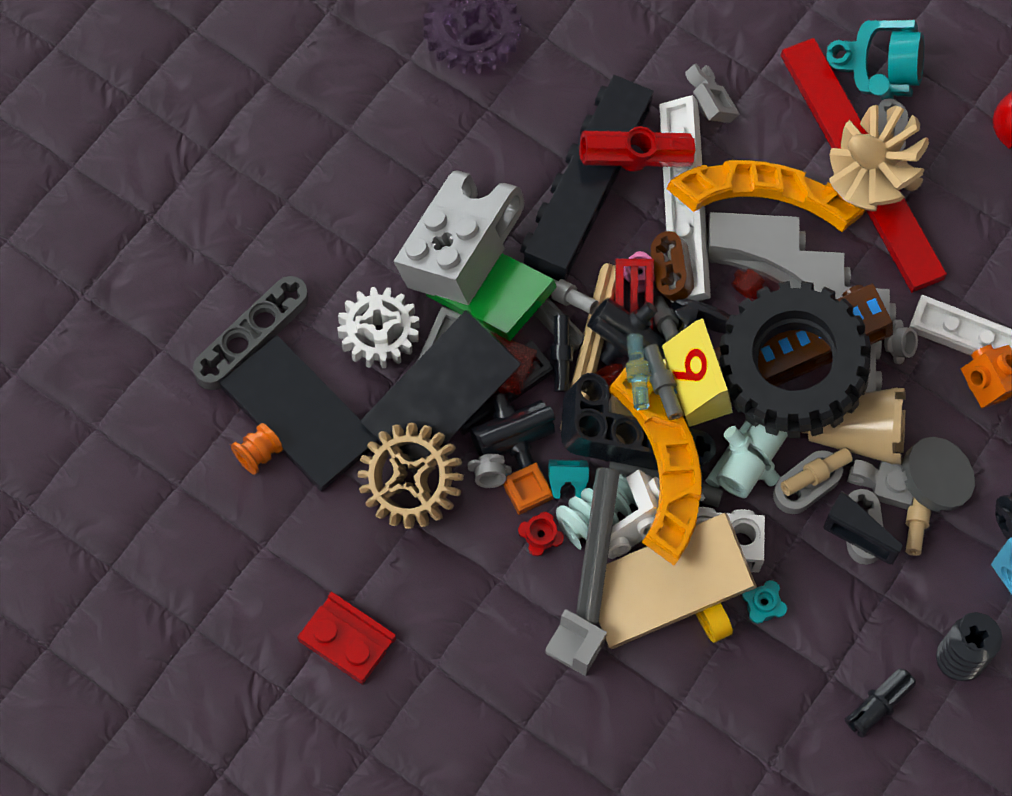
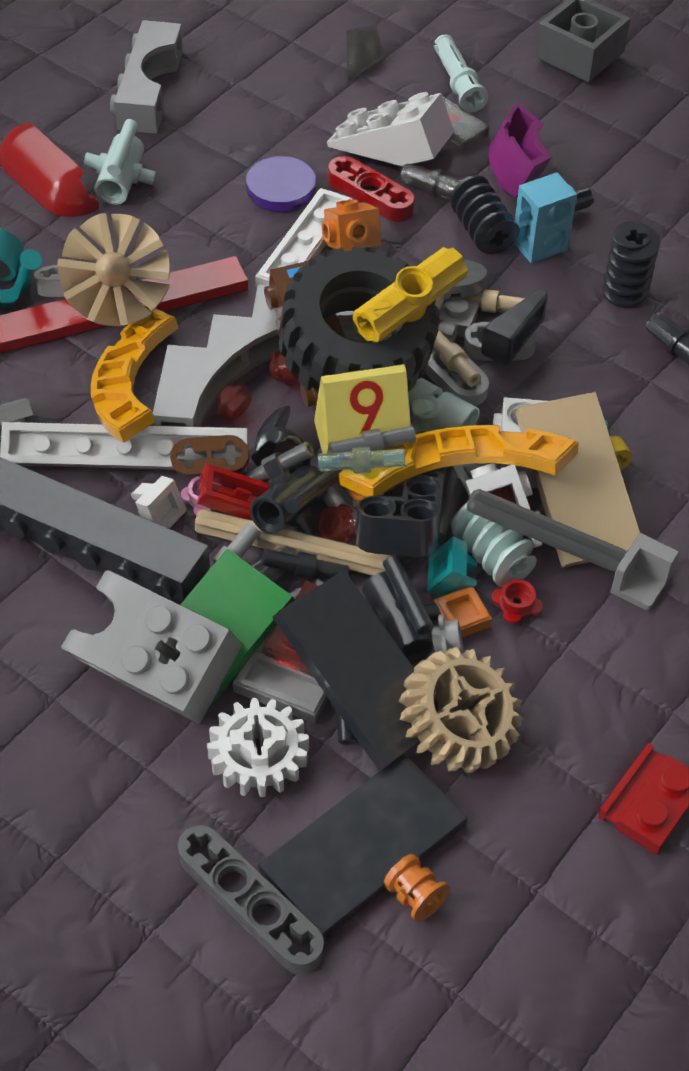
camera: 85 degrees left, 15 degrees down
(618, 232) = (159, 502): none -> white tile
(658, 149) = (71, 462): red piece -> none
(783, 369) = (410, 294): none -> yellow piece

